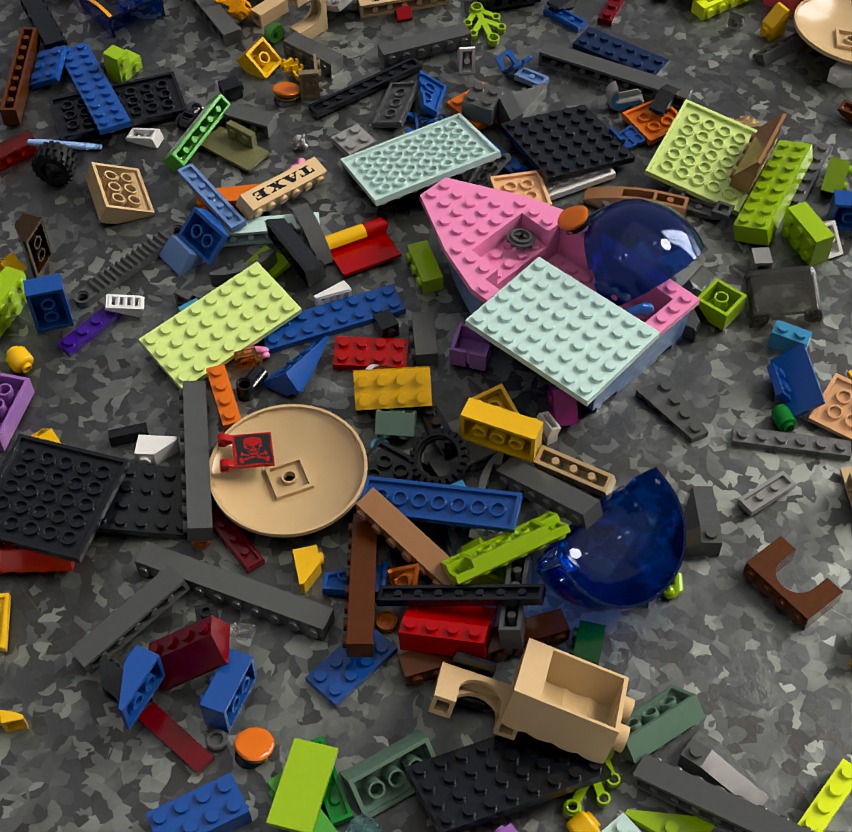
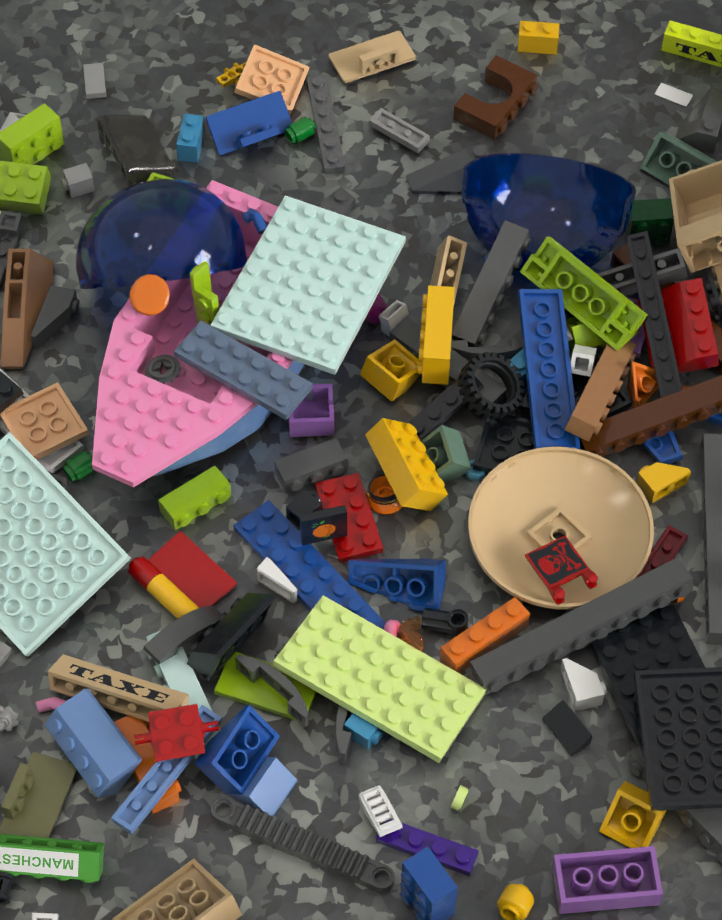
camera: 110 degrees left, 5 degrees up
(111, 352) = (459, 798): none -> yellowish green tile
(225, 195) = (176, 732): none -> red plate
(252, 170) = (93, 743): none -> medium blue slope
(355, 317) = (323, 525): none -> black tile
(444, 535) = (583, 360): none -> white brick
(489, 269) = (243, 370): none -> sand blue plate
(572, 258) = (205, 301): none -> lime bracket
(767, 757) = (673, 94): none -> white sticker

